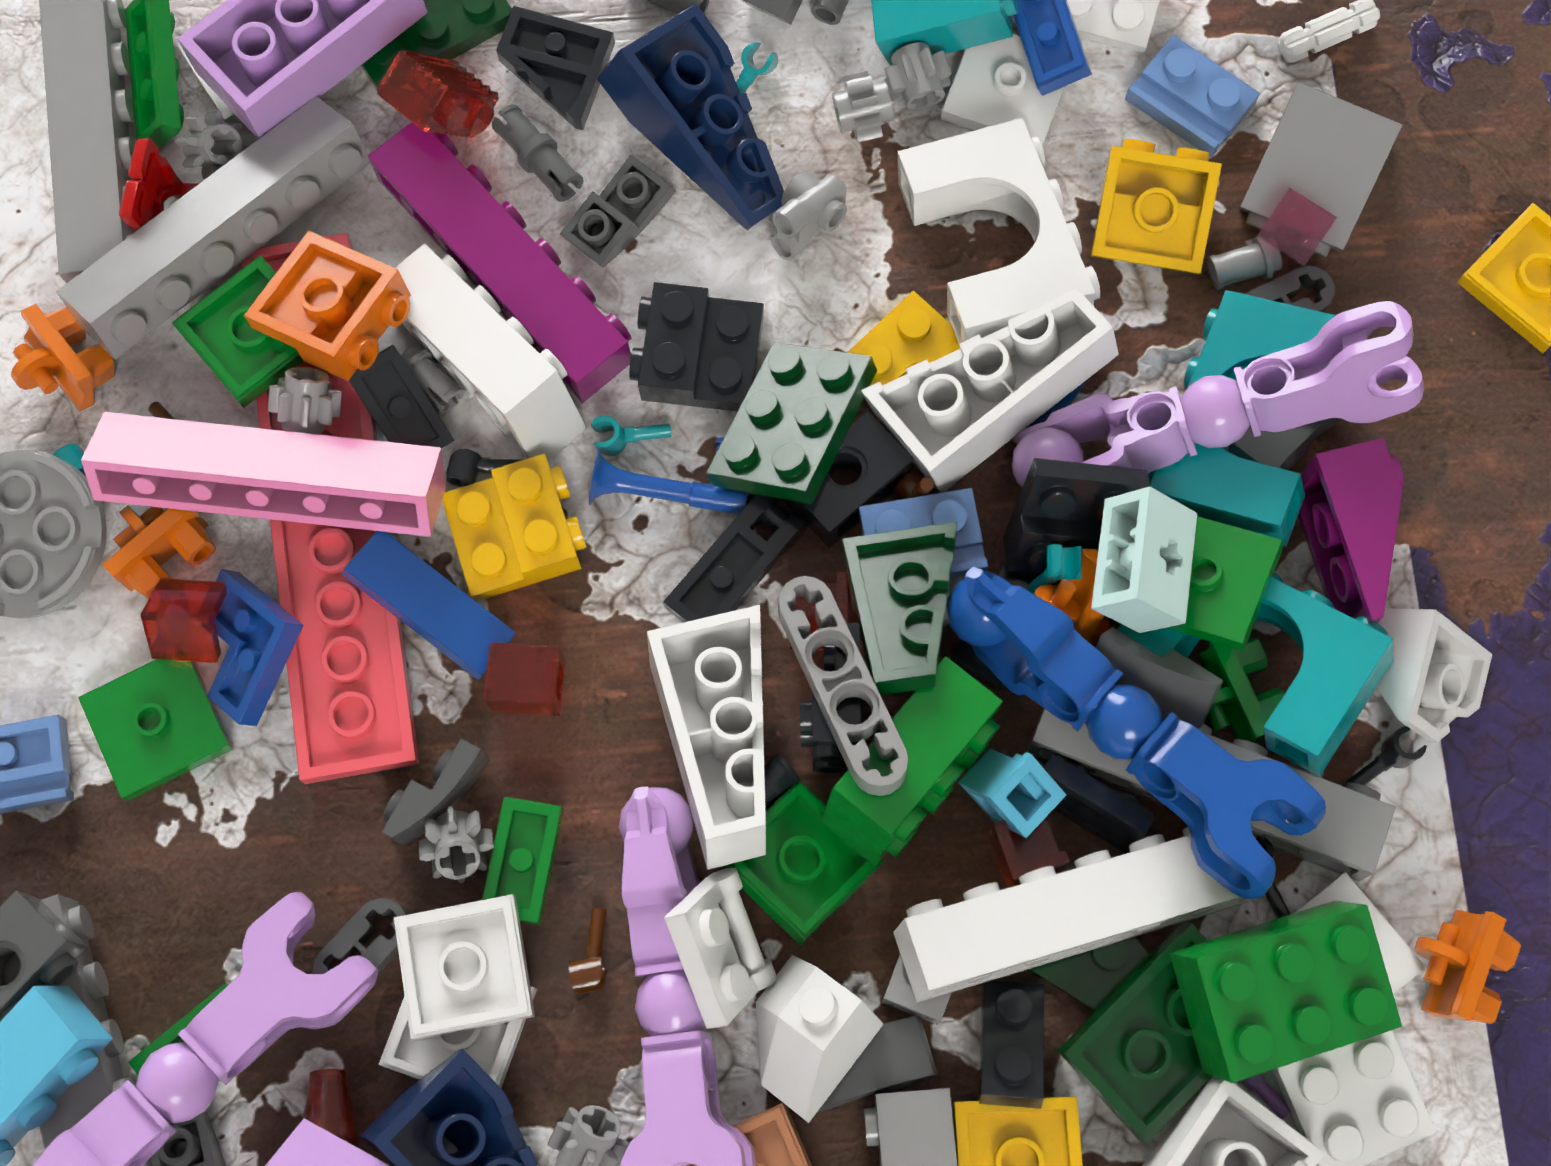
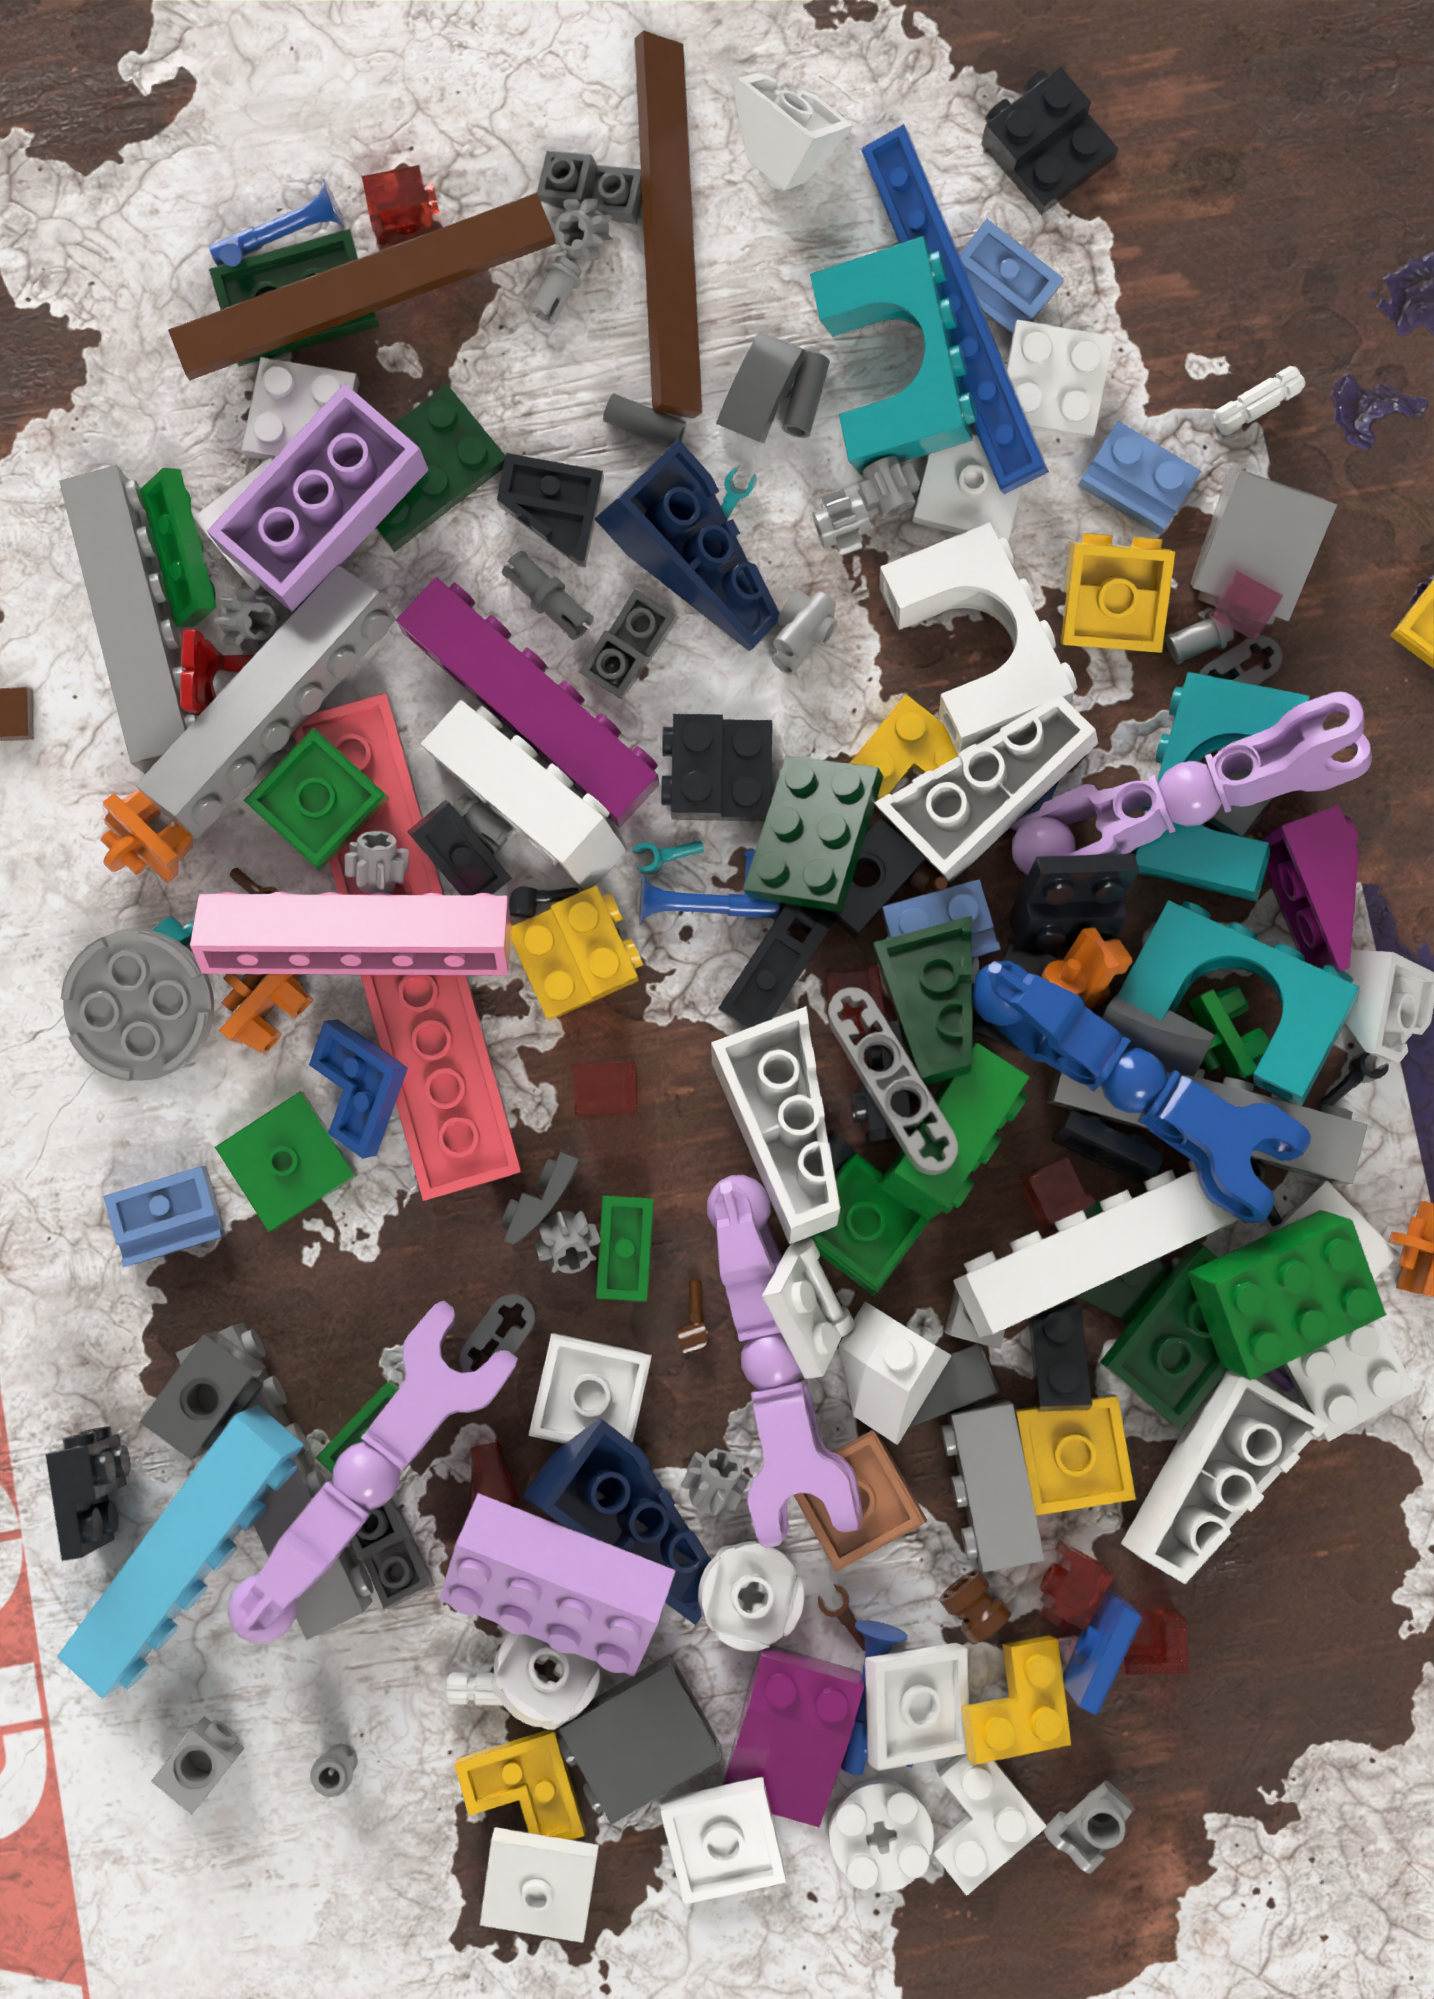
camera: 10 degrees left, 10 degrees up
(182, 618) = (300, 1070): clear red panel -> none
(331, 305) = (388, 772): orange plate -> none
(427, 602) = (512, 1031): blue tile -> none
(438, 94) = (453, 554): clear red brick -> none
(463, 967) = (591, 1349): white plate -> none
(1013, 790) = (1042, 1146): medium azure brick -> none
(1061, 565) = (1066, 945): teal hand -> none
(1144, 560) = (1141, 940): light aqua brick -> none
(1228, 582) = (1192, 944): green plate -> none

